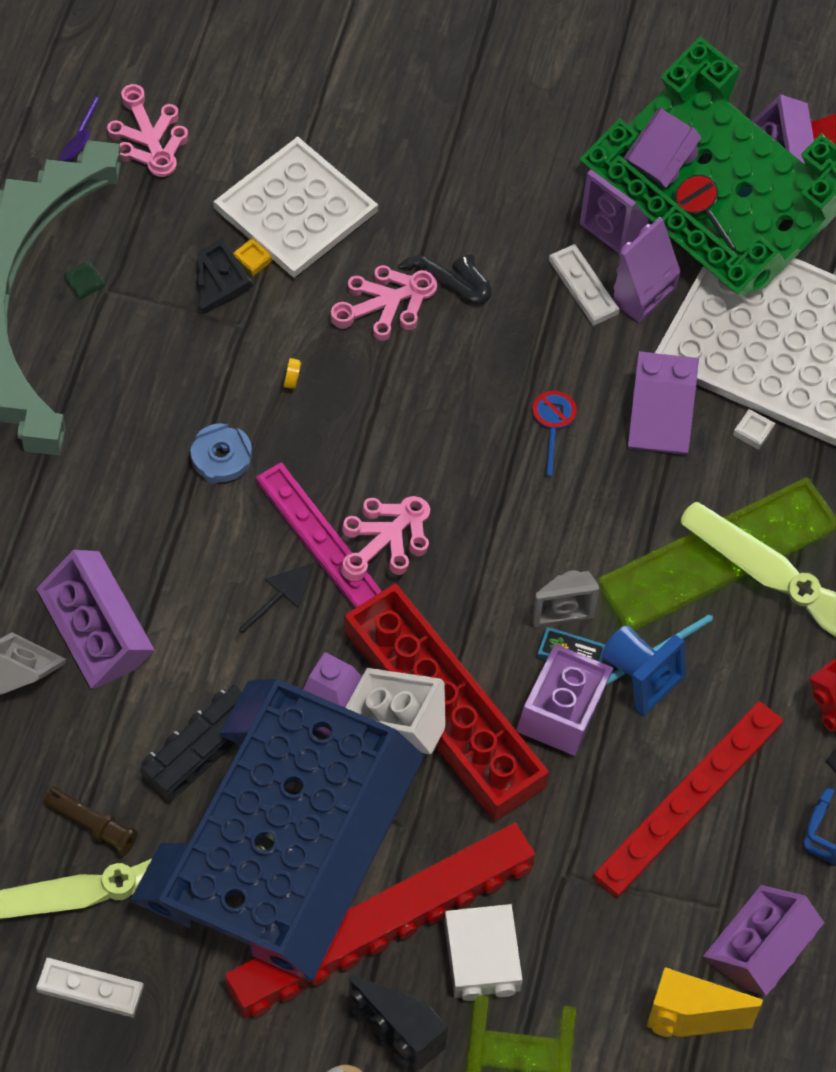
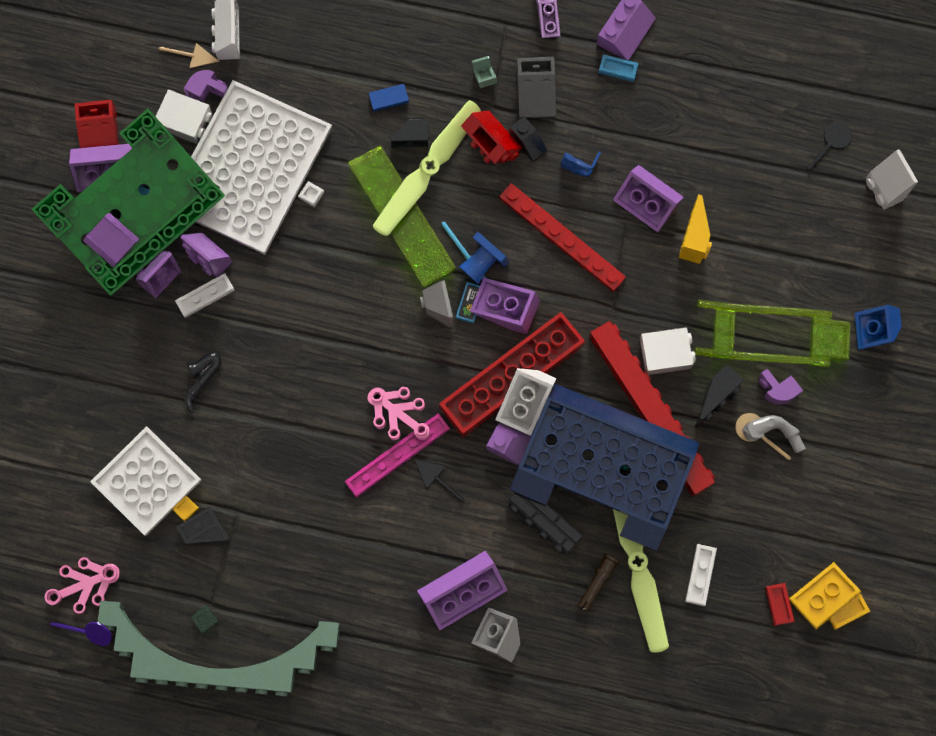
camera: 90 degrees left, 15 degrees up
(225, 468) = (329, 514): medium blue plate -> none
(292, 373) = (279, 477): yellow tile -> none
(386, 298) = (218, 418): bright pink plant -> none
(555, 412) = (301, 313): piece -> none
(663, 403) = (299, 245): medium lavender slope -> none
(697, 196) = (147, 218): piece -> none

